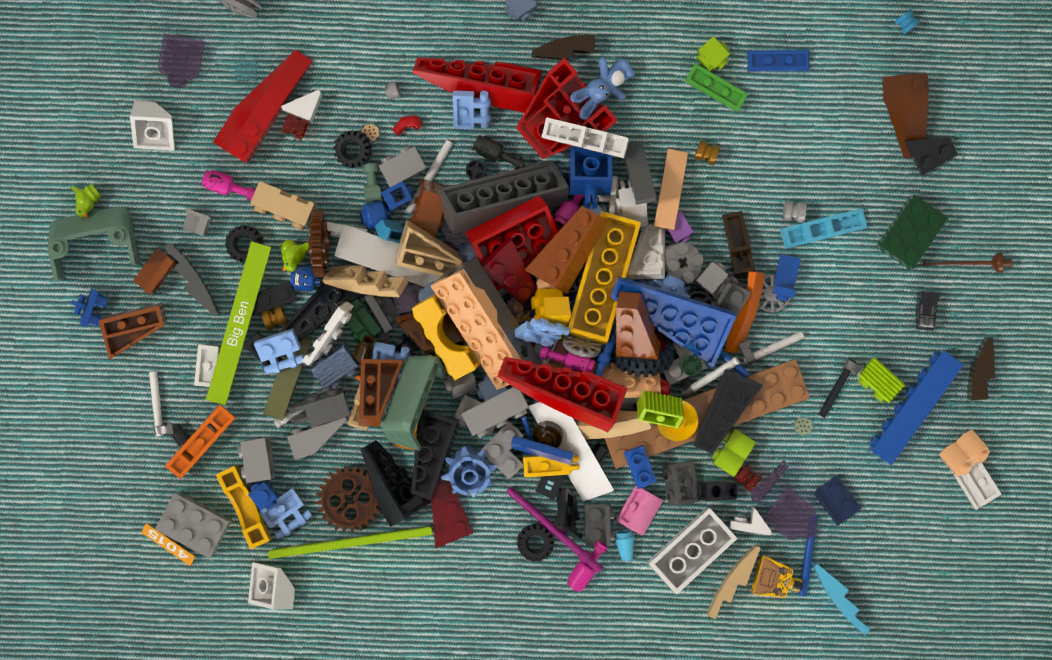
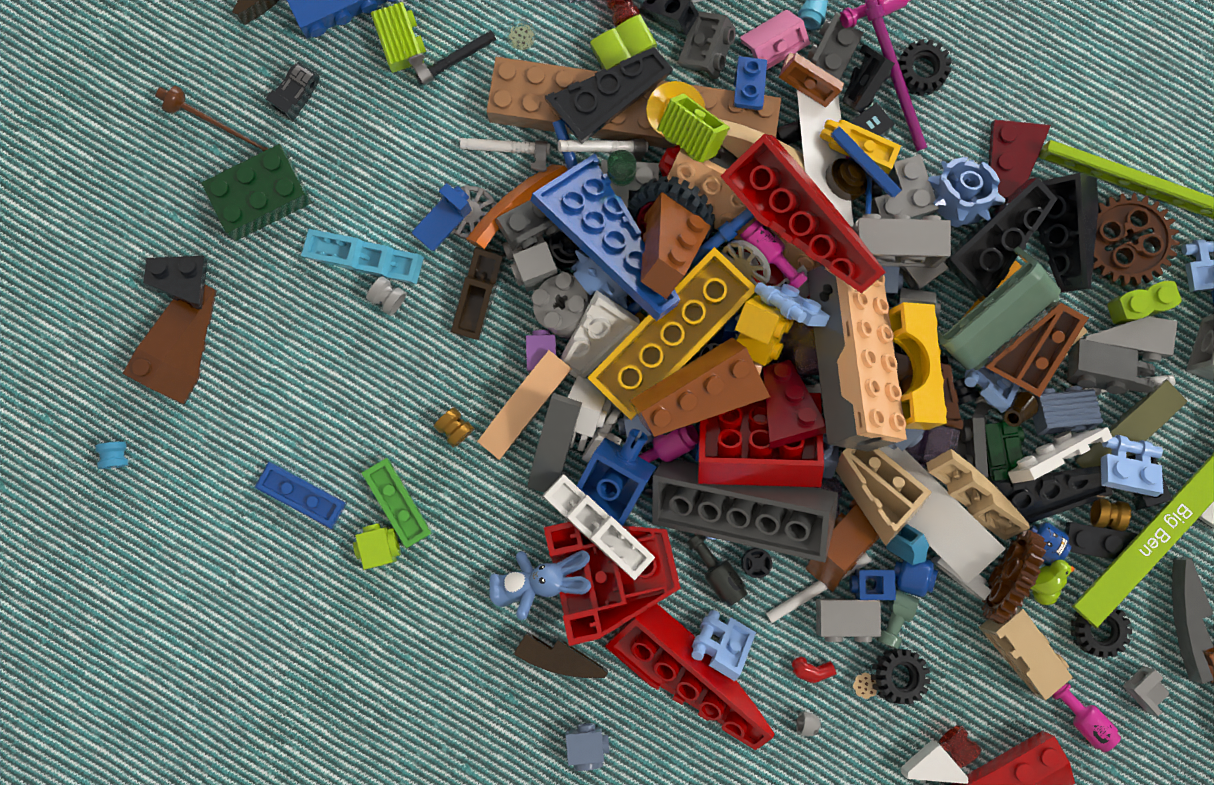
camera: 150 degrees left, 5 degrees down
(323, 458) = (1144, 302): none -> lime brick
(604, 492) = (810, 79): none -> dark orange panel

